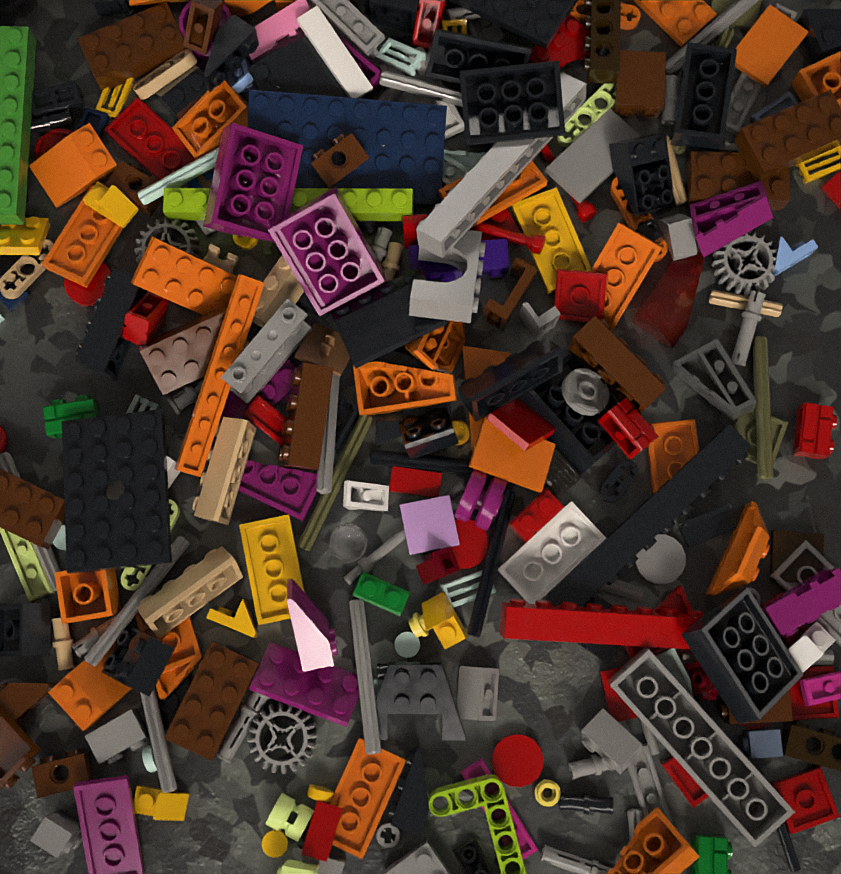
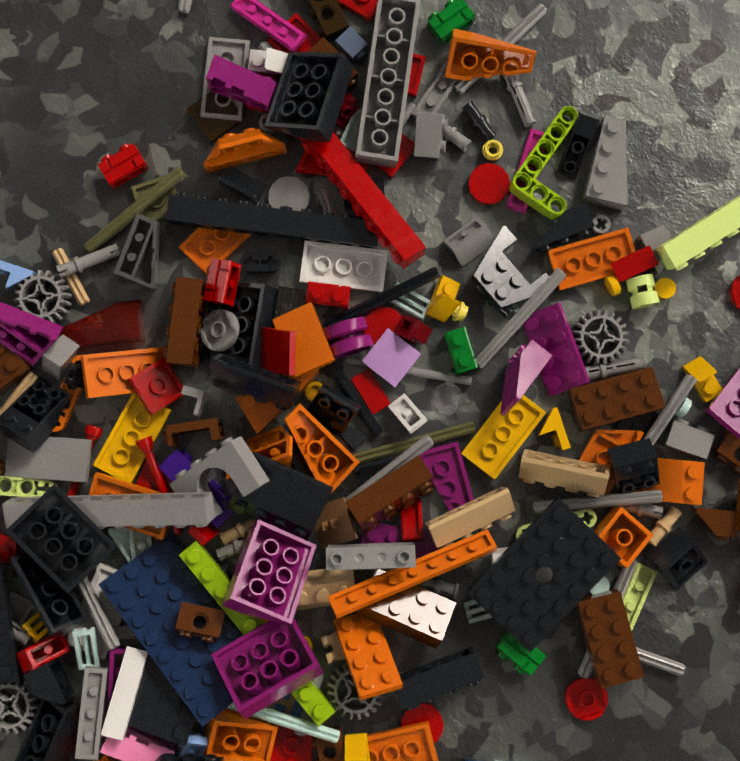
camera: 125 degrees left, 5 degrees up
(145, 318) = (417, 659): red brick -> none
(407, 644) = (477, 309): light aqua tile -> none

